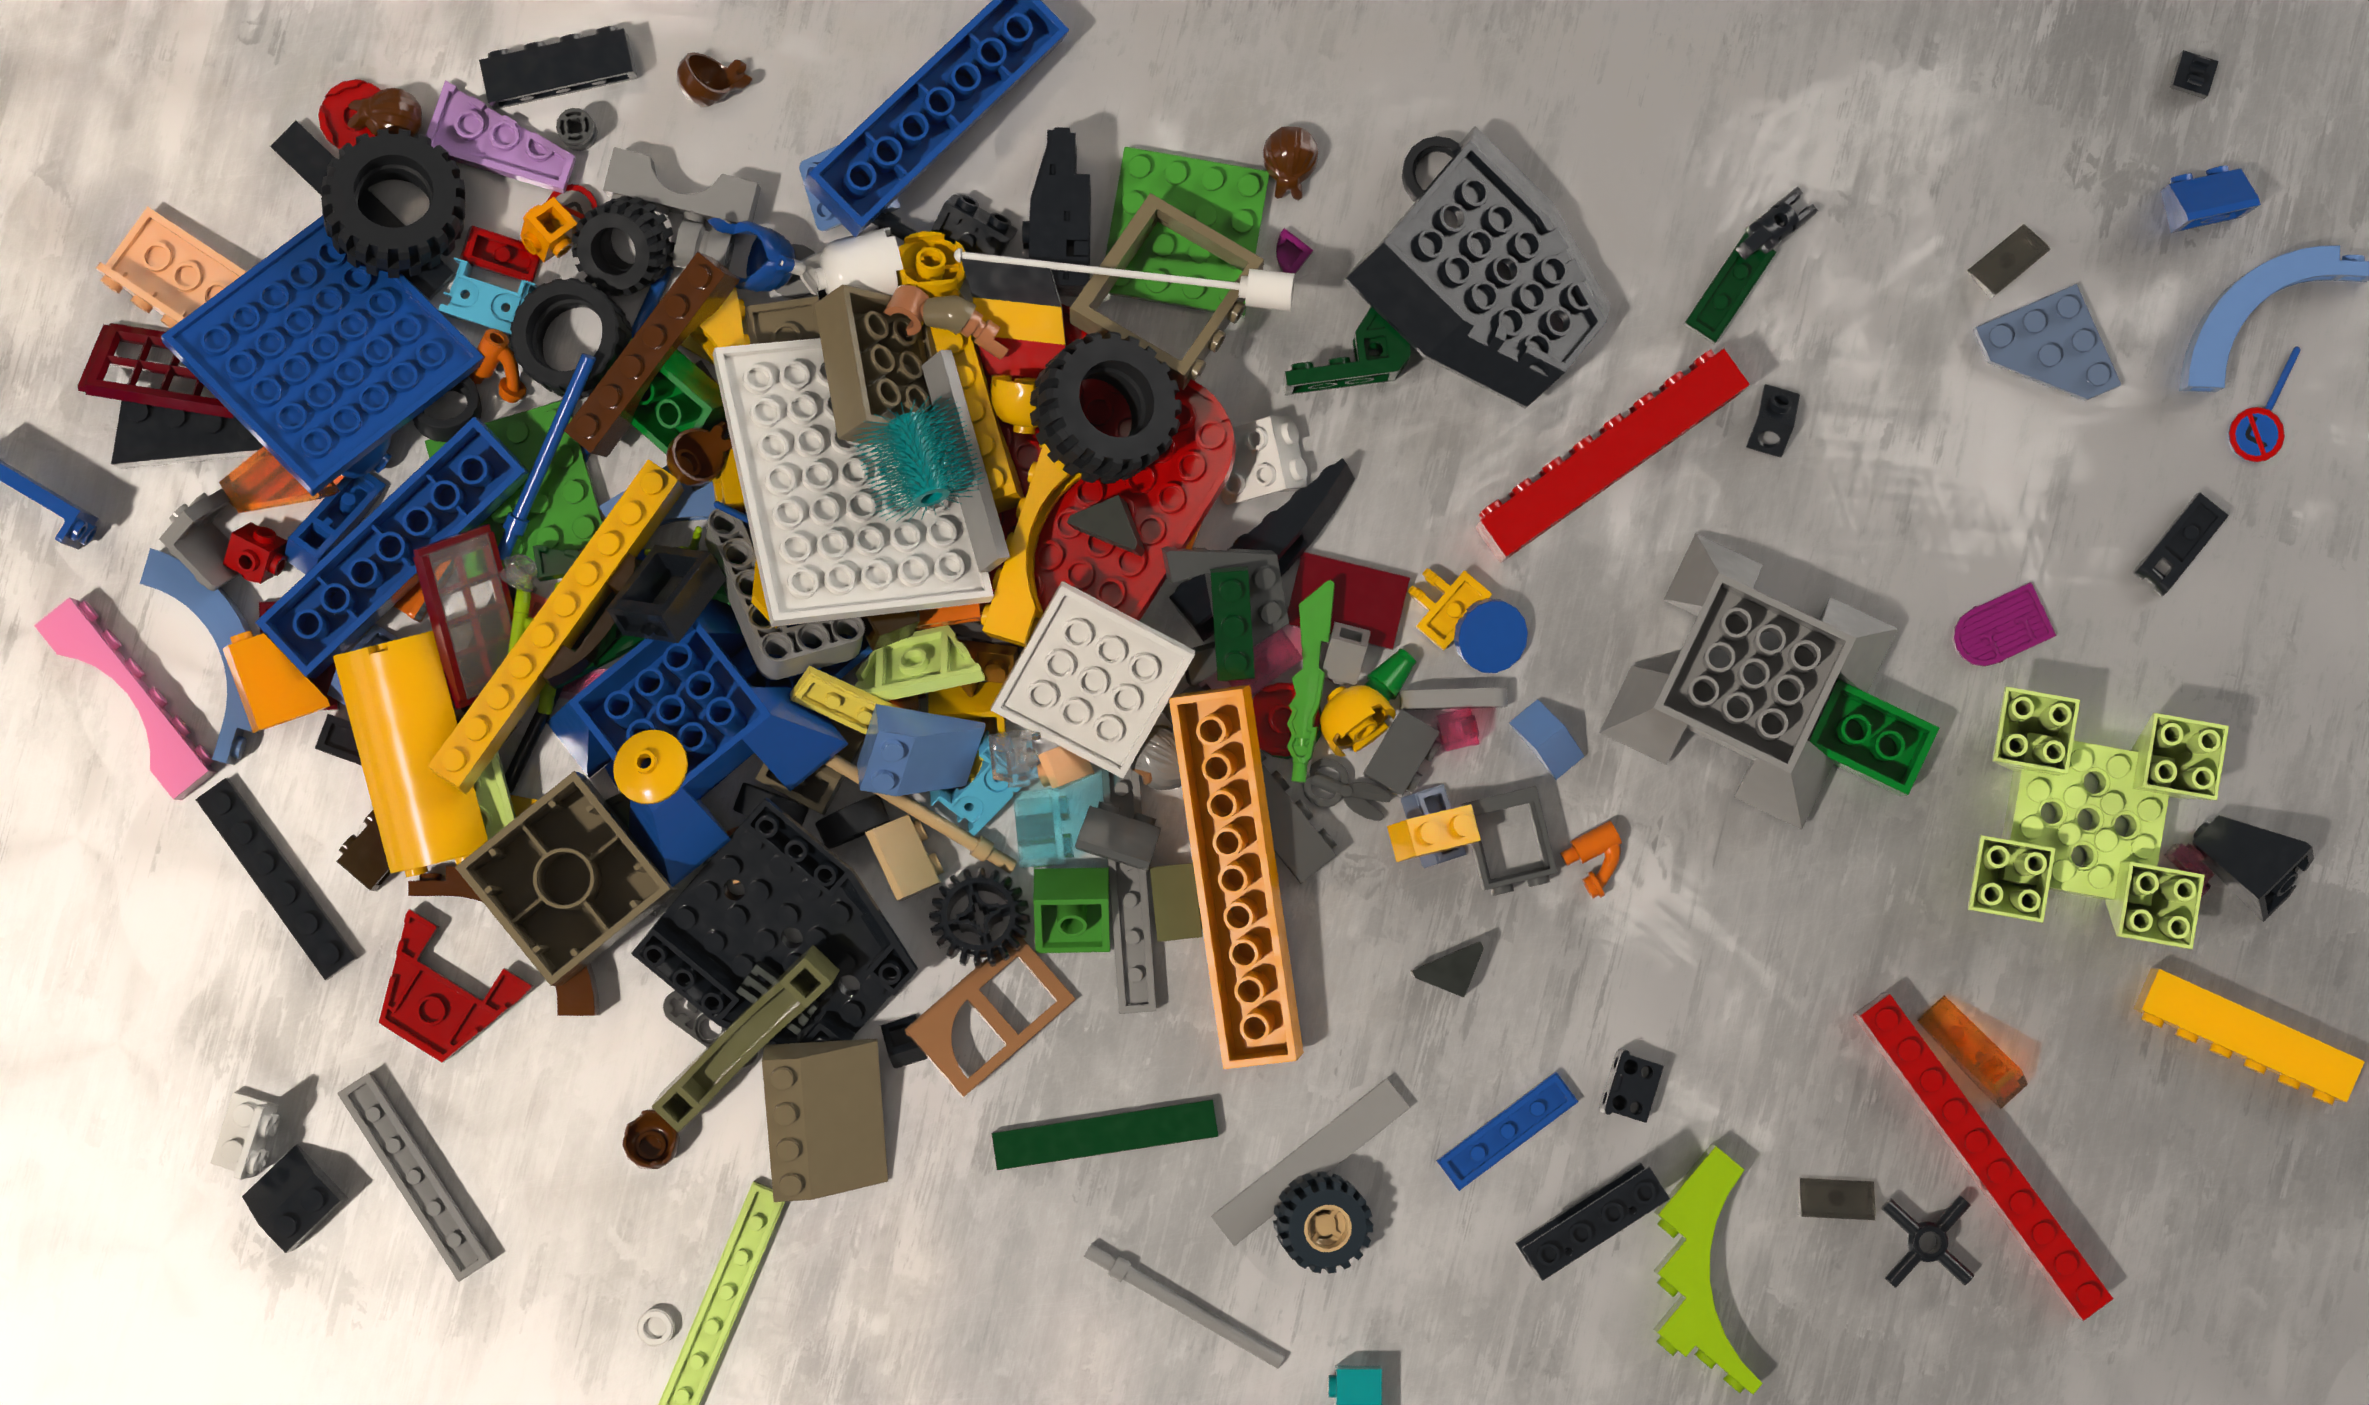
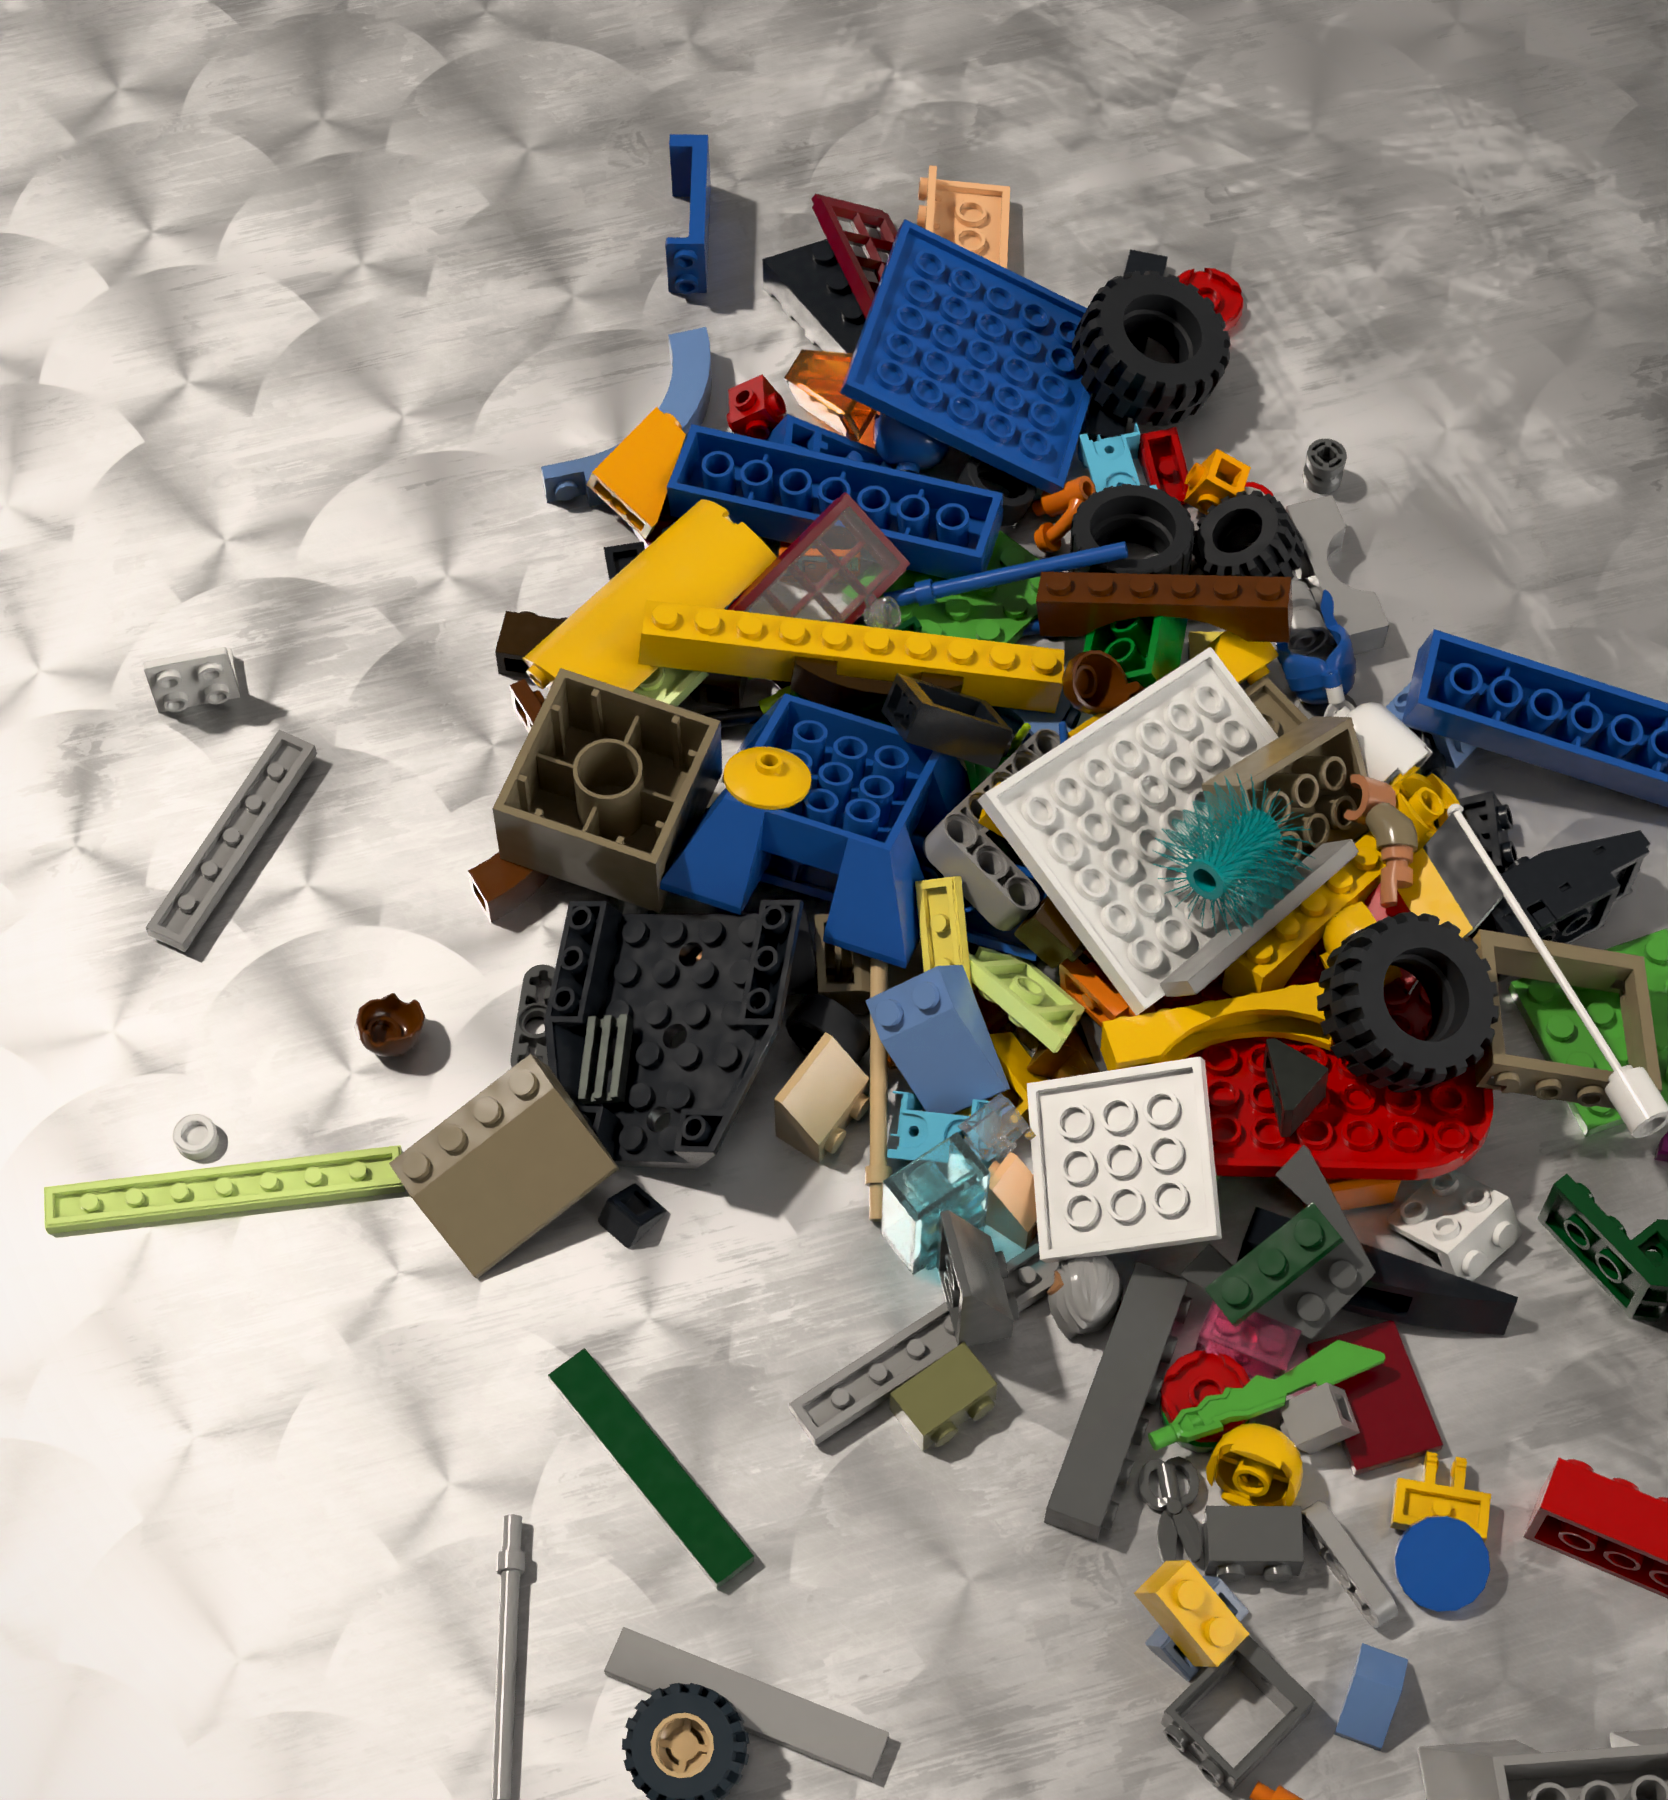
camera: 65 degrees right, 25 degrees down
(173, 756) = (528, 440): bright pink arch -> none
(199, 542) = (740, 351): light grey bracket -> none
(276, 878) = (458, 586): black plate -> none
(293, 1199) = (149, 752): black slope -> none
(387, 109) = (1237, 313): reddish brown piece -> none
(432, 1008) = (410, 772): red wing -> none
(496, 142) = (1260, 403): lavender wing -> none
(557, 68) = (1368, 425): black brick -> none
(707, 80) = (1449, 543): reddish brown piece -> none
(745, 1037) = (607, 1051): olive arch -> none
(934, 1027) = (663, 1227): medium nougat window -> none
(962, 922) = (808, 1221): black gear -> none
(1071, 910) = (868, 1295): bright green slope -> none
(1236, 877) = (1009, 1429): light orange brick -> none
(1391, 674) = (1329, 1484): green cone -> none
(1451, 971) = (1053, 1734): pearl dark grey slope -> none
(1457, 730) = (1316, 1585): clear pink brick -> none

